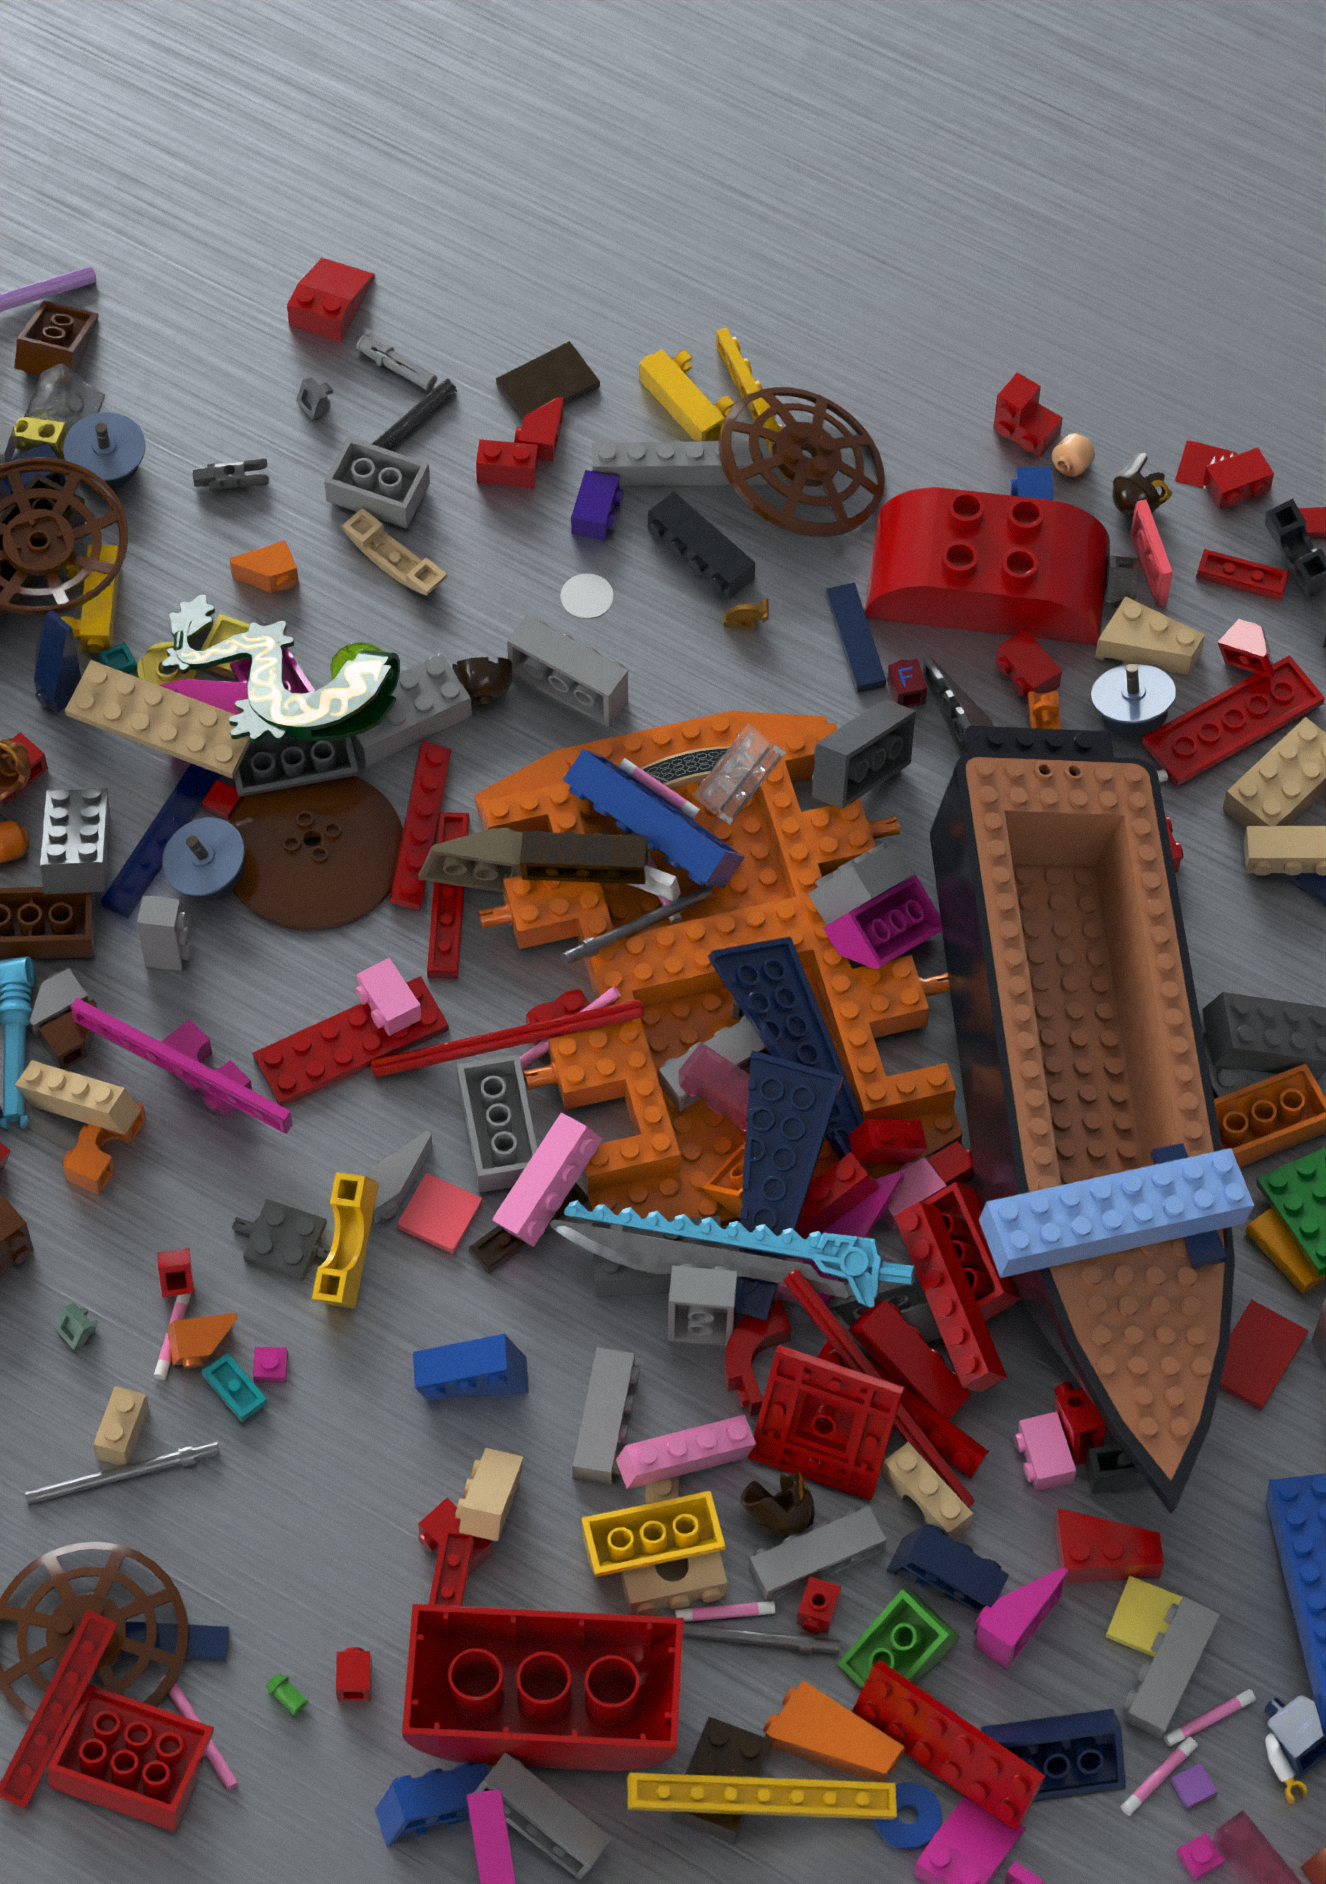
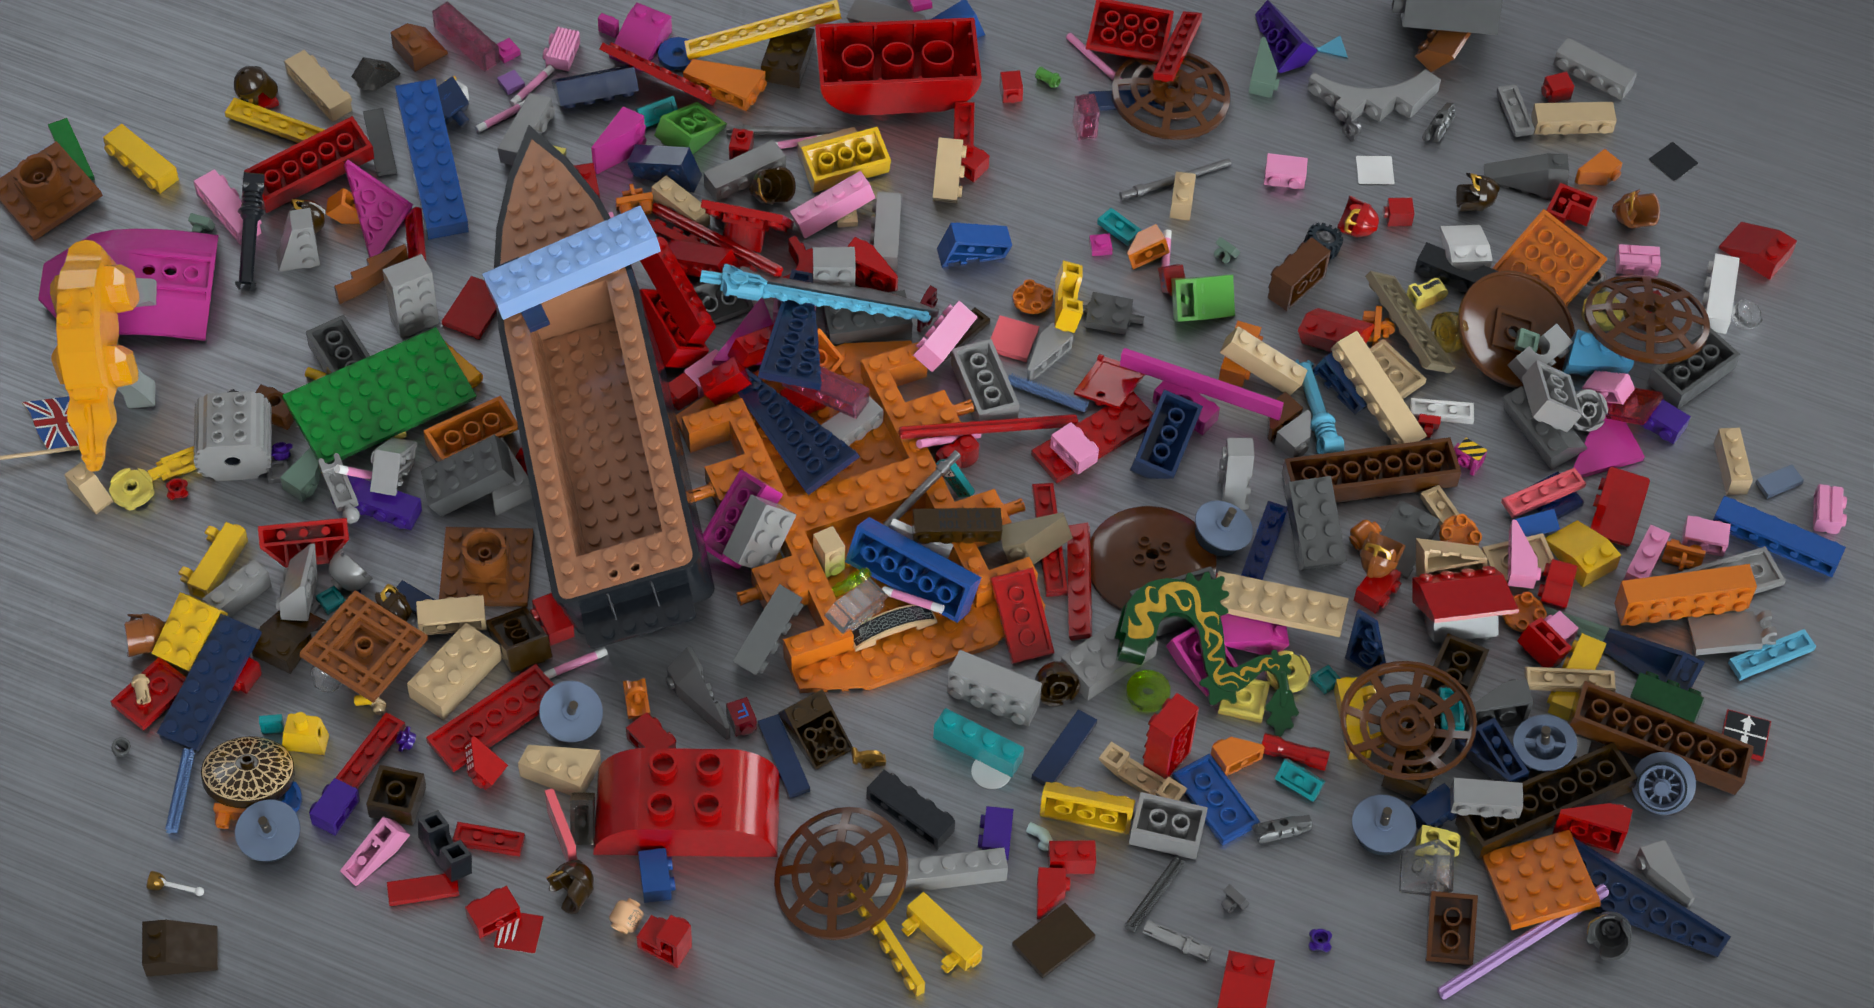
camera: 170 degrees right, 5 degrees down
(145, 1225) = (1203, 297): none -> bright green slope
(169, 558) = (1311, 756): none -> red axle
(191, 528) = (1299, 779): none -> teal plate
(221, 340) = (1322, 934): none -> dark purple plate
(244, 1582) = (1086, 116): none -> clear pink brick
(252, 1002) = (1166, 437): none -> dark blue slope
(306, 524) = (1209, 787): none -> blue tile
(320, 1117) = (1109, 379): none -> container
(353, 552) = (1170, 736): none -> red brick
(396, 1276) = (1032, 297): none -> orange dish
(404, 1116) = (1048, 393): none -> medium blue axle
(474, 515) = (1087, 807): none -> yellow slope
(487, 607) = (1064, 748): none -> dark blue tile
(512, 761) = (1022, 615): none -> red tile
(536, 502) = (1042, 833): none -> light aqua arm
(567, 1262) = (929, 299): none -> dark red slope
(572, 975) = (958, 481): none -> teal tile
(599, 615) = (978, 742): none -> teal brick
(646, 1329) = (871, 268): none -> red slope
(730, 807) = (851, 581): none -> clear neon green tile
(766, 860) = (829, 551): none -> tan brick
(812, 661) = (816, 729): none -> dark brown slope
(957, 1685) = (653, 111): none -> teal plate
(1001, 1513) = (634, 198): none -> orange hips
(1105, 1837) = (562, 48): none -> bright pink brick
(1203, 822) = (520, 639): none -> dark brown slope
(1245, 936) = (487, 564): none -> dark orange piece

